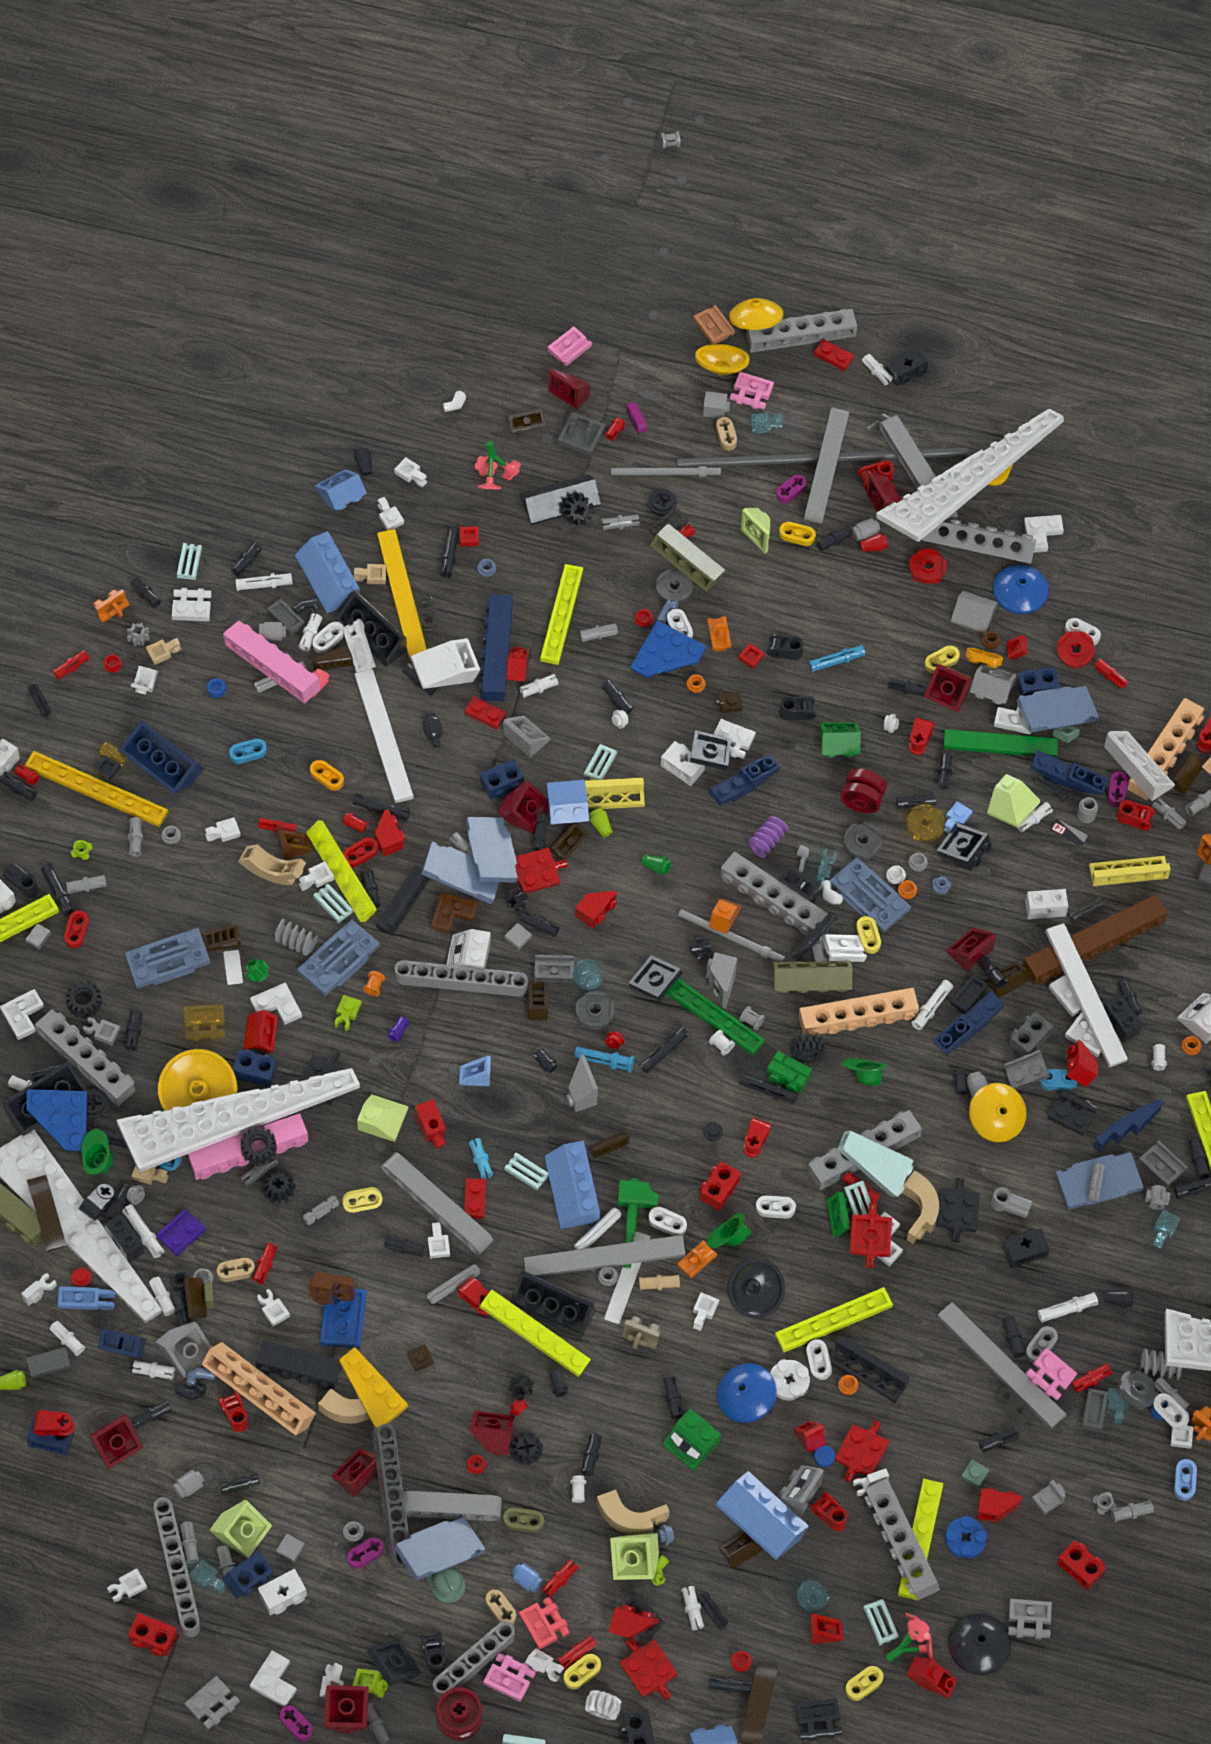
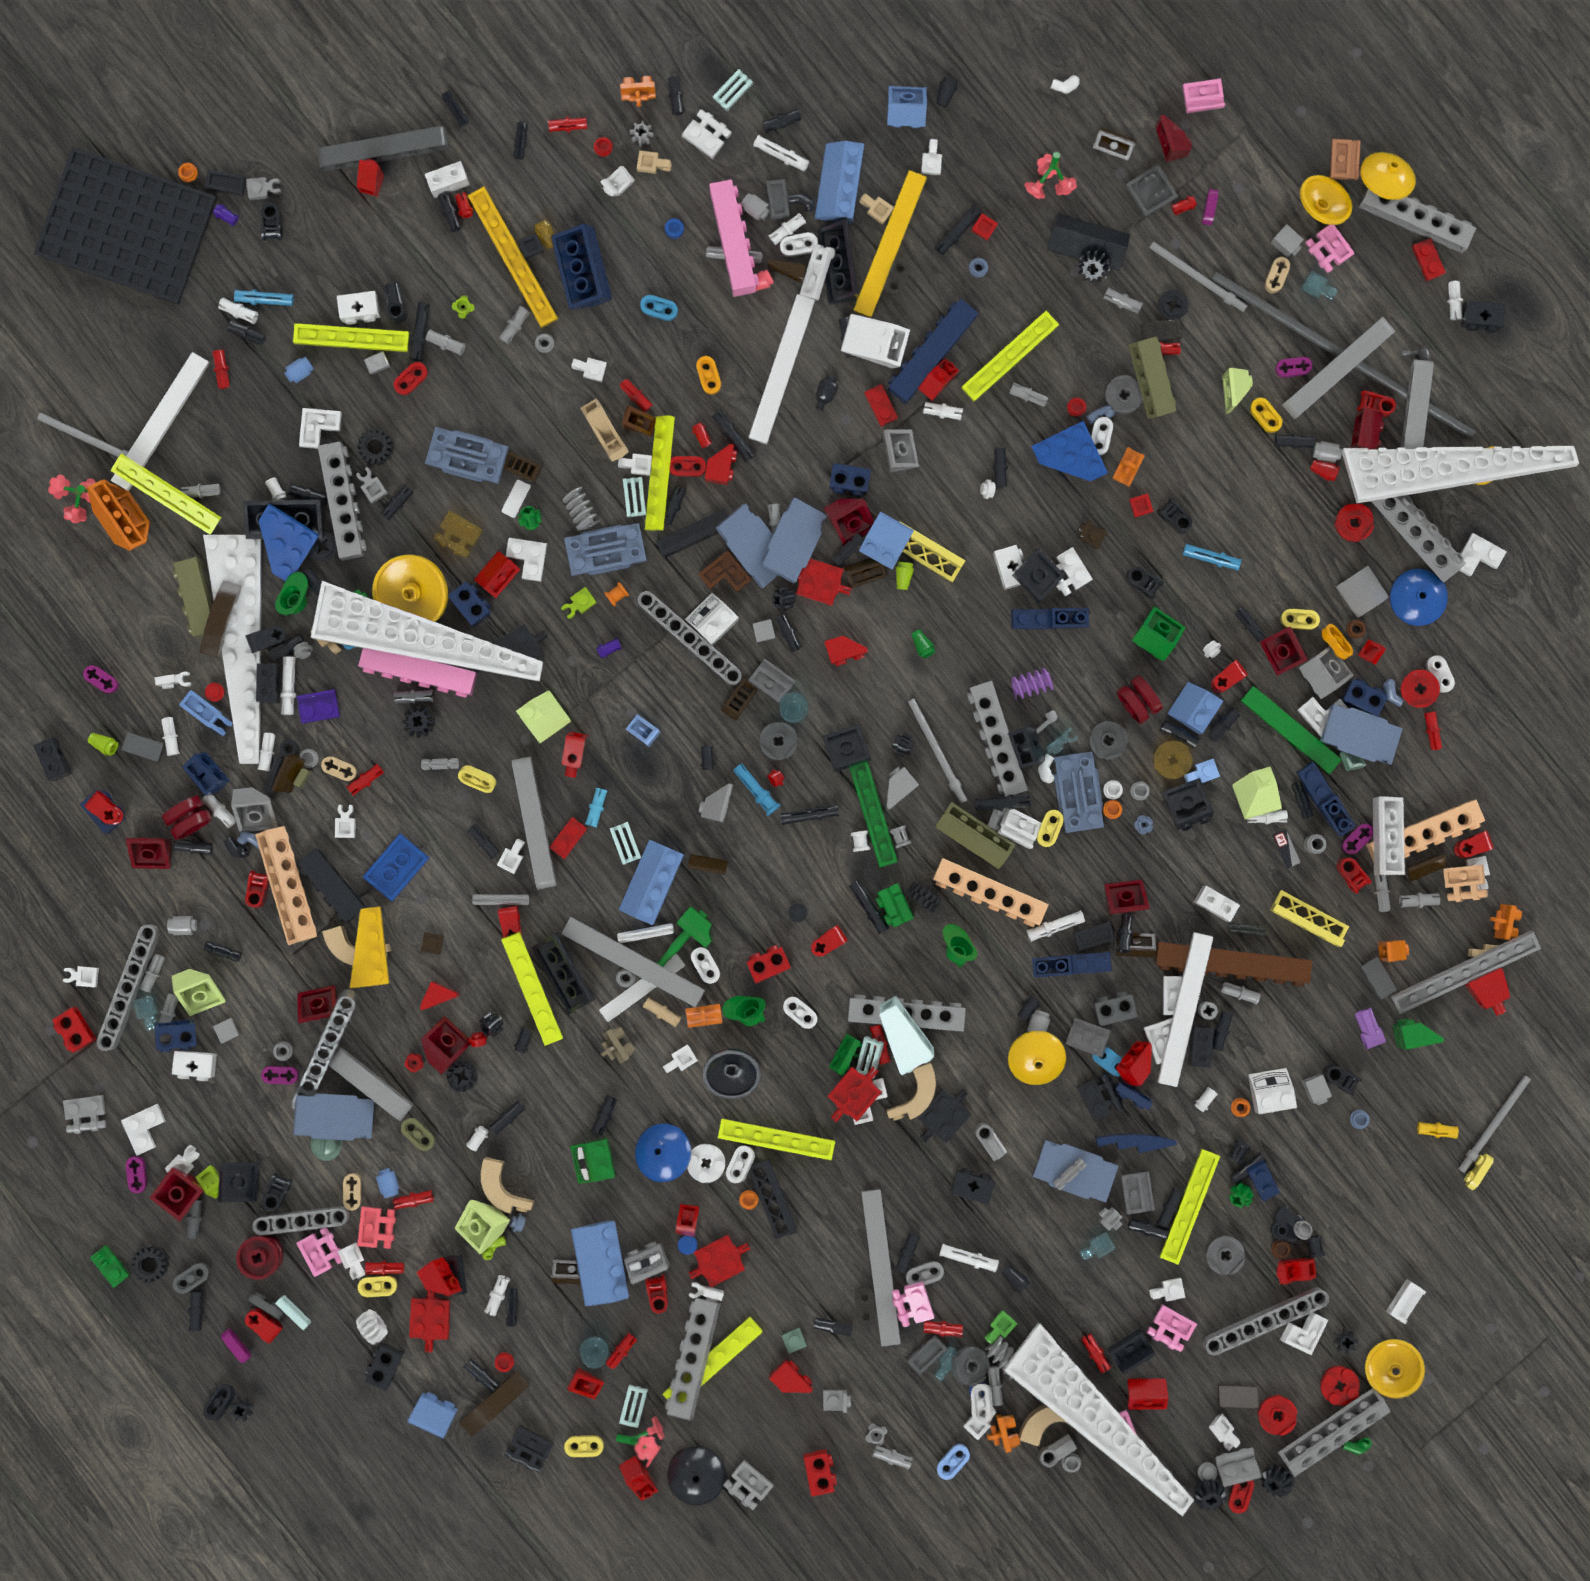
camera: 35 degrees right, 25 degrees up
(131, 1387) = (186, 817): none -> dark red wheel
(263, 1156) = (409, 680): black tyre -> none
(327, 1287) = (390, 841): reddish brown plate -> none
(409, 470) = (978, 128): white plate -> none
(456, 1393) = (437, 994): none -> red slope
(594, 776) = (948, 524): light aqua tile -> none
(695, 679) = (1080, 495): orange plate -> none
(724, 915) = (944, 730): orange slope -> none
(835, 1581) = (621, 1351): none -> red axle
(912, 773) = (1195, 707): none -> medium blue slope
(968, 1526) = (741, 1395): blue plate -> none
(1061, 670) = (1390, 691): none -> sand blue arm
(1089, 1091) = (1140, 1100): none -> dark blue plate
(1105, 987) = (1212, 1014): none -> light grey bush
(1120, 959) = (1240, 992): none -> light grey axle
(1137, 1341) = (1002, 1325): none -> bright green plate

